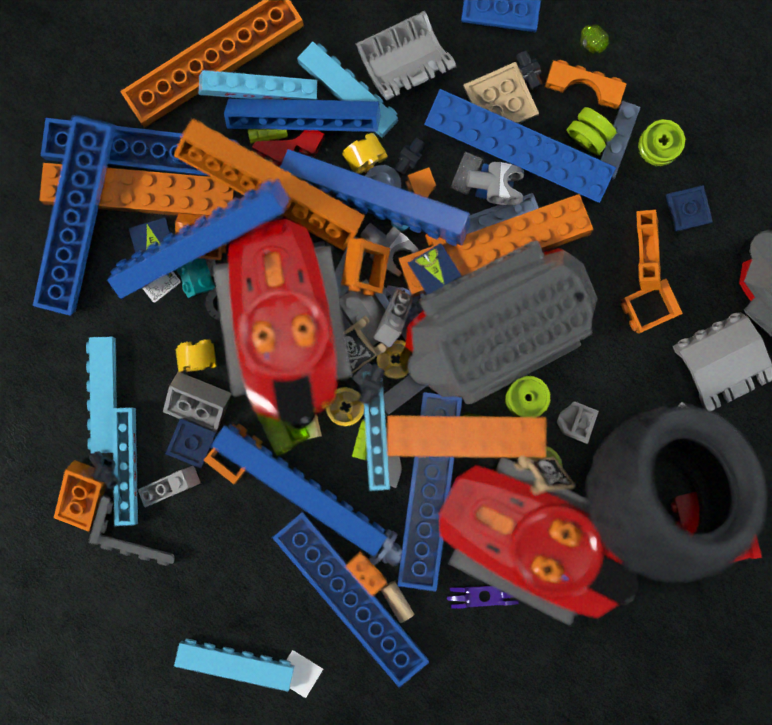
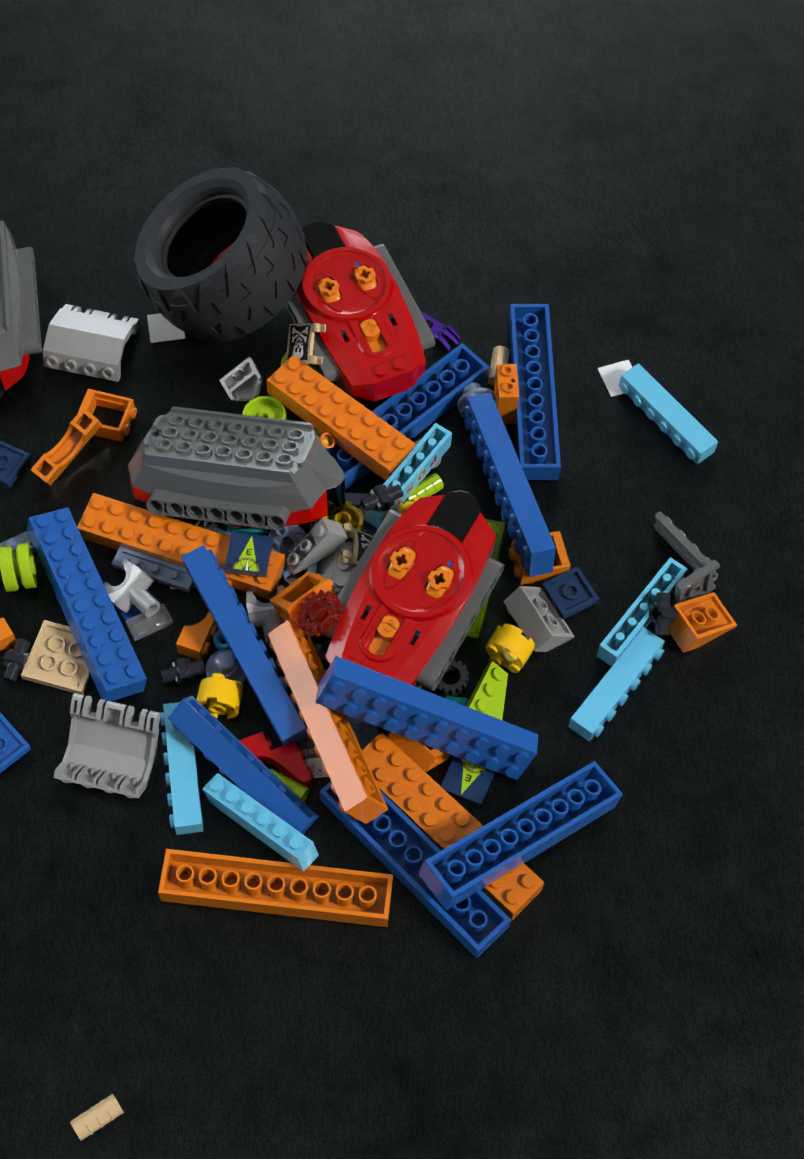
camera: 140 degrees left, 25 degrees down
(169, 486) = (614, 573): light grey slope -> none
(183, 309) = (490, 692): none -> lime wing
(334, 243) = (319, 612): none -> clear red gear
(463, 408) = (324, 438): none -> orange hinge

